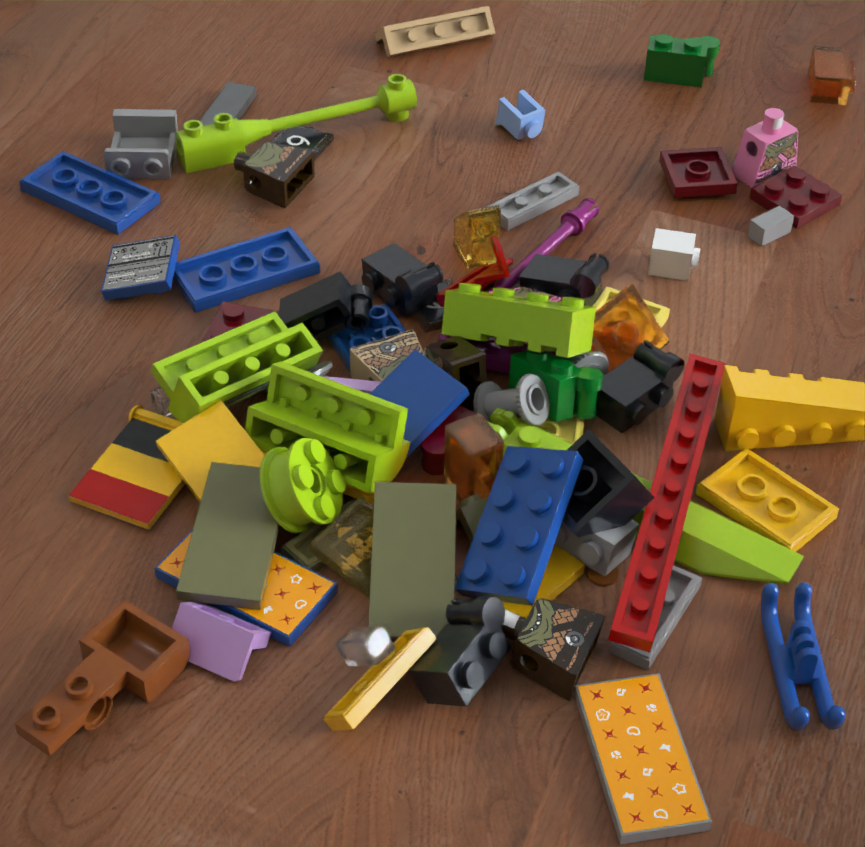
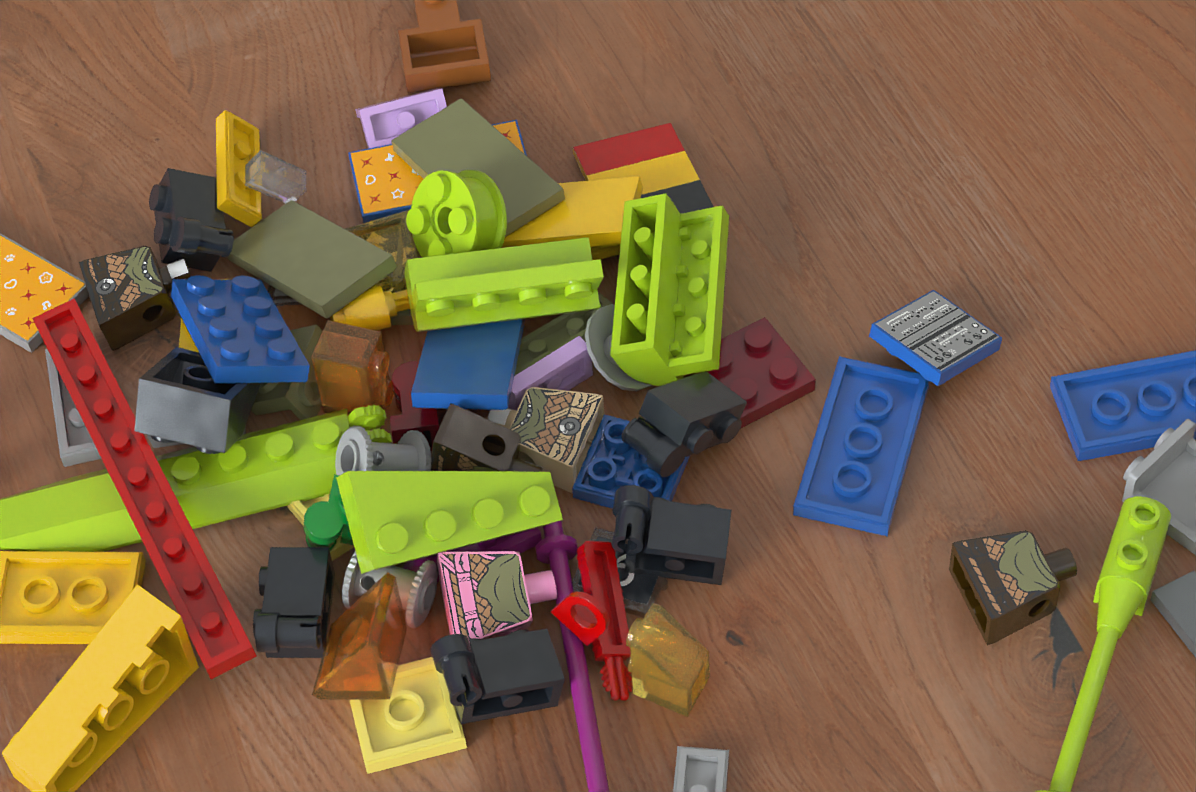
camera: 140 degrees right, 10 degrees up
(305, 138) = (1057, 669): piece -> none

